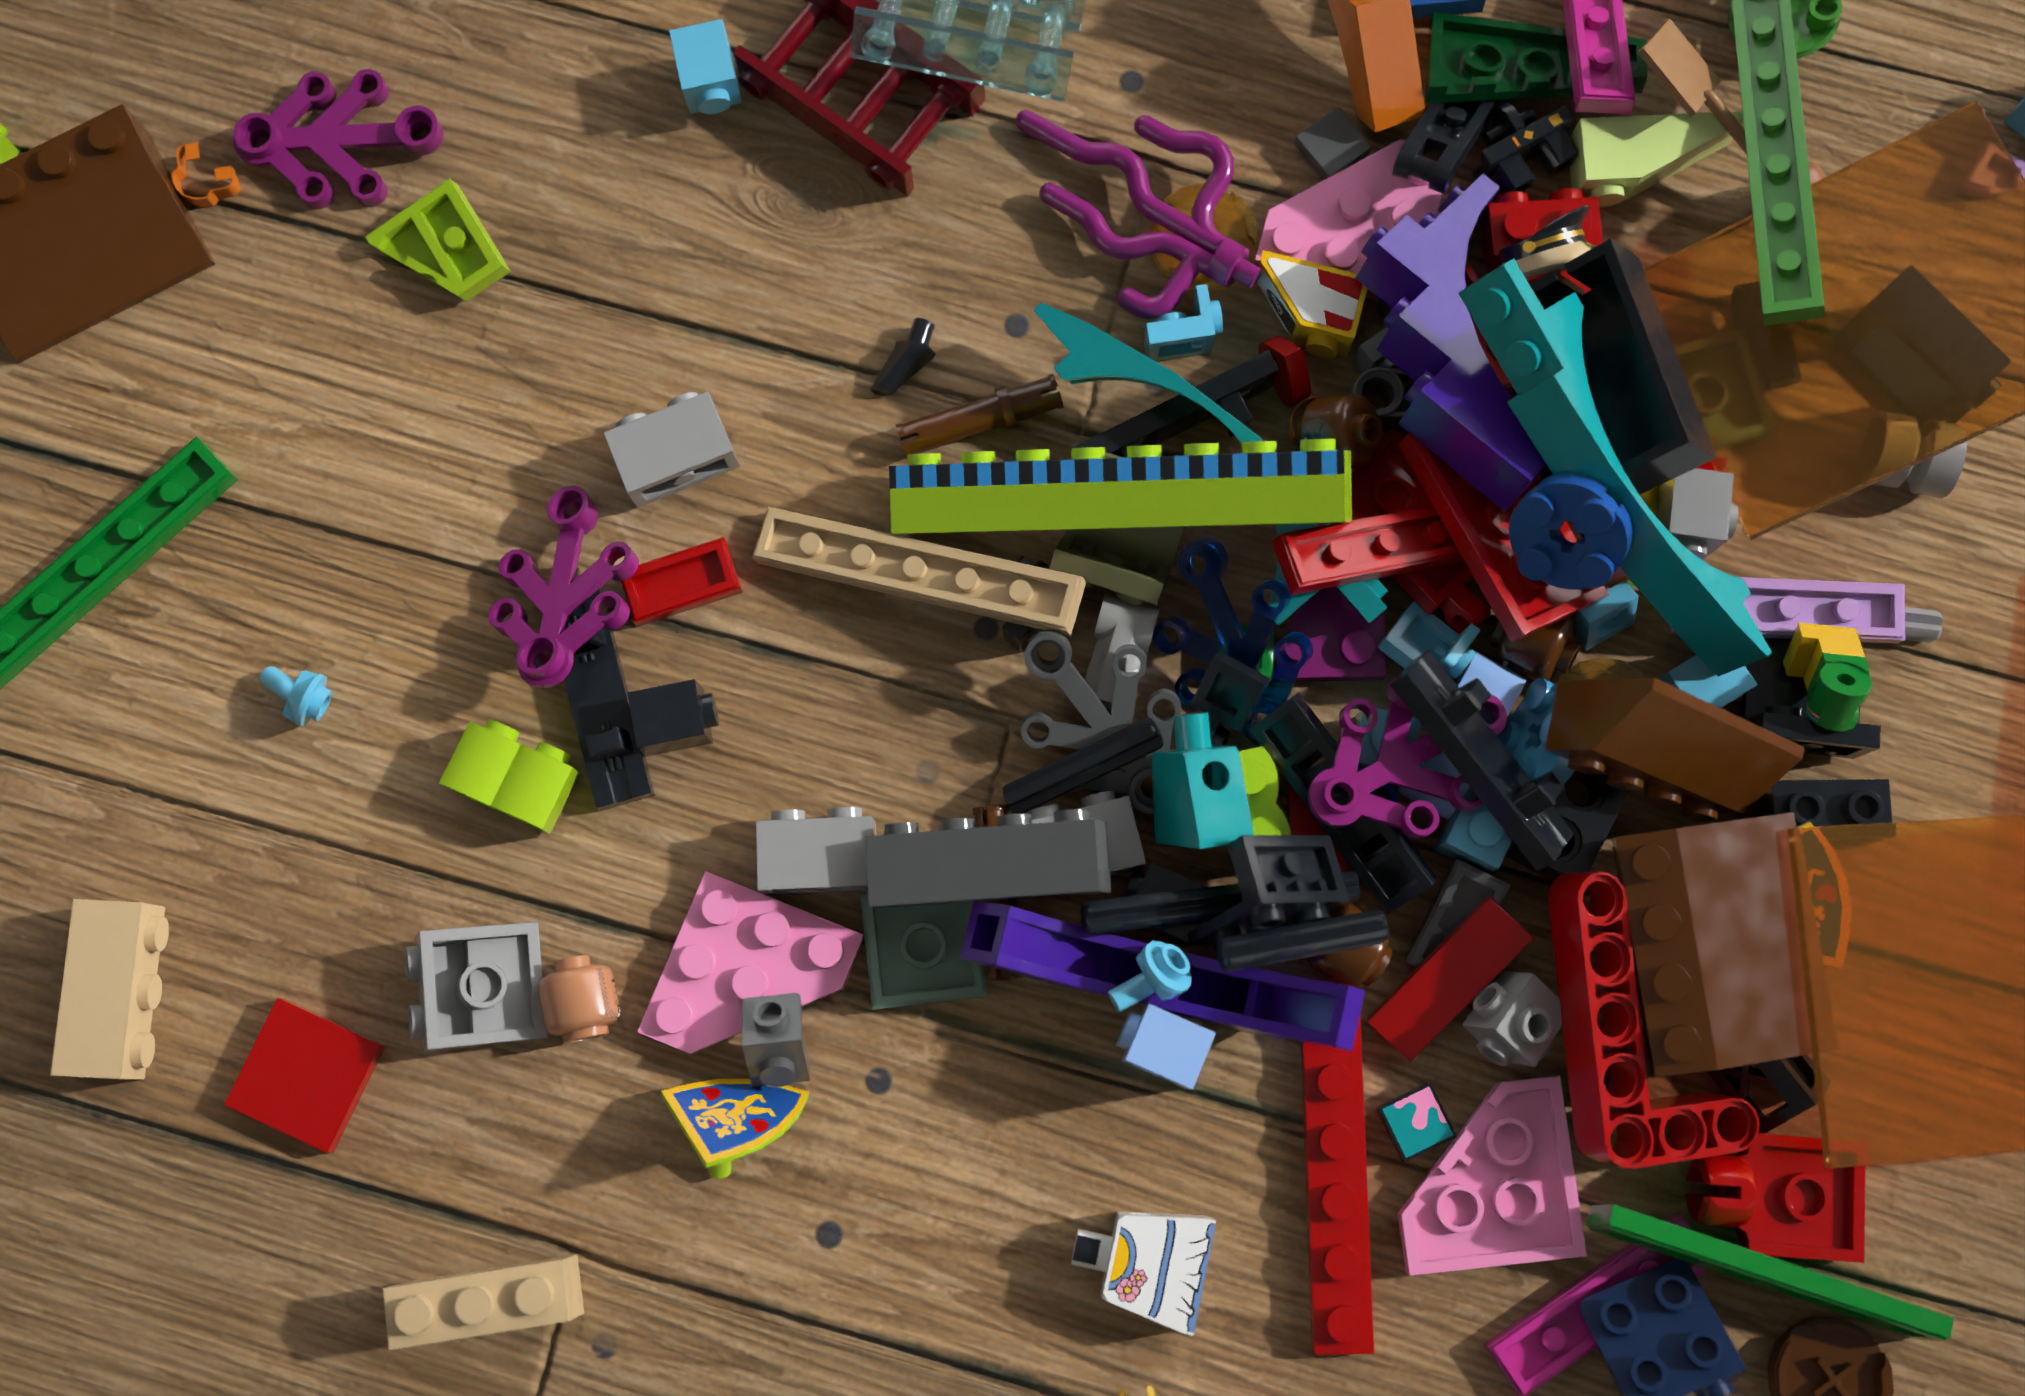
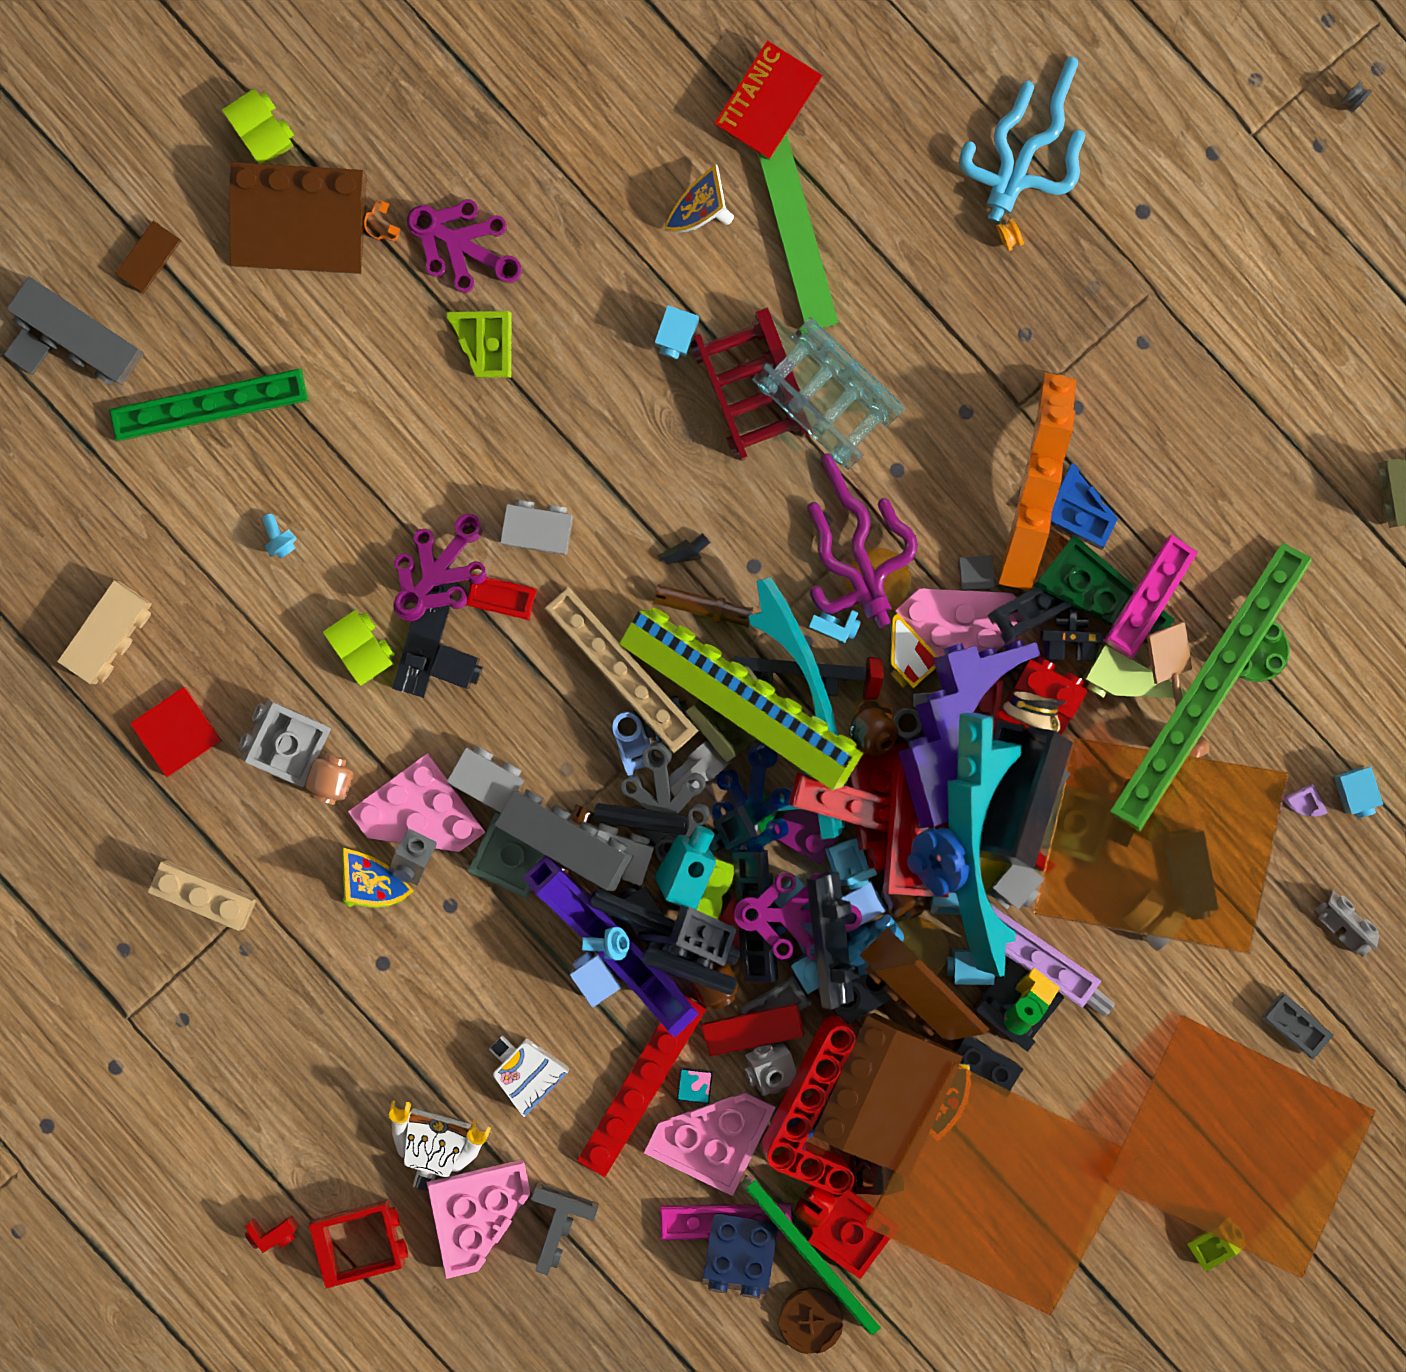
camera: 35 degrees right, 10 degrees up
(1001, 671) = (631, 745): none -> light blue piece

